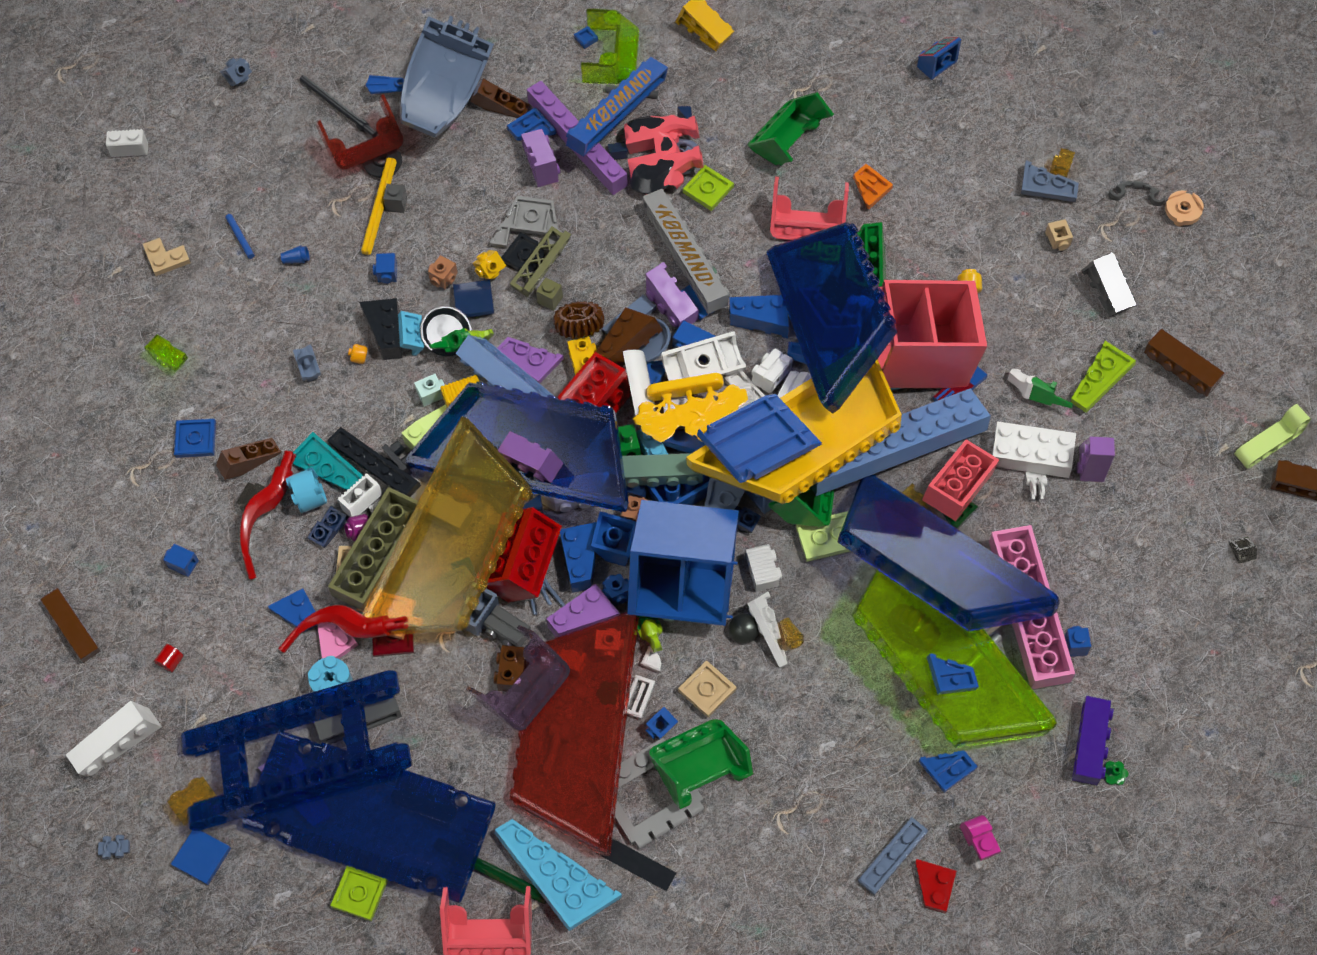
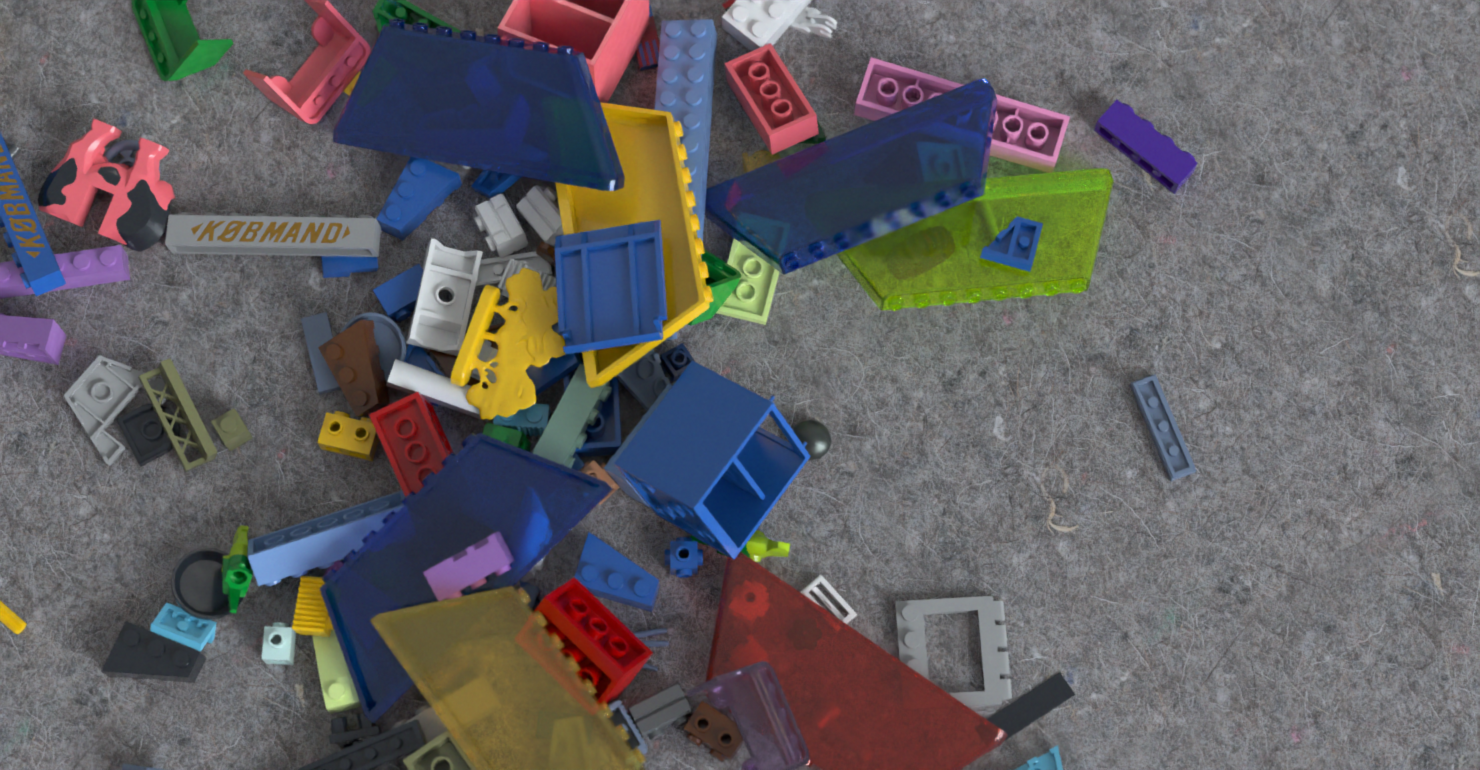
camera: 65 degrees left, 10 degrees up
(358, 353) = (169, 710): light orange piece -> none
(385, 268) = (64, 614): blue brick -> none
(442, 272) = (118, 546): nougat brick -> none
(474, 298) = (177, 525): dark blue slope -> none
(488, 264) = (143, 481): yellow brick -> none
(534, 361) = (312, 498): medium lavender wing -> none
(578, 319) = (299, 415): reddish brown gear -> none
(581, 612) = (694, 609): medium lavender wedge -> none
(613, 538) = (620, 523): blue slope -> none
(618, 150) = (69, 238): dark blue slope -> none
(651, 660) = (791, 565): white tile -> none
(668, 722) = (885, 588): blue brick -> none
(669, 298) = (331, 289): wedge -> none
(684, 112) = (73, 130): dark blue slope -> none
(700, 758) = (943, 573): green windscreen -> none
(707, 689) = (863, 520): tan plate -> none
(708, 188) = (197, 161): lime plate -> none
(762, 567) = (751, 374): white brick -> none
(767, 626) = (824, 410): white wing -> none
(791, 634) = (847, 390): clear yellow cone -> none
(935, 884) = (1218, 401): red wing -> none
(948, 768) = (1097, 312): blue wing -> none
(979, 834) = (1190, 320): dark pink brick -> none
(1078, 641) = (1027, 89): blue brick -> none
(1114, 777) = (1195, 148): green plant -> none

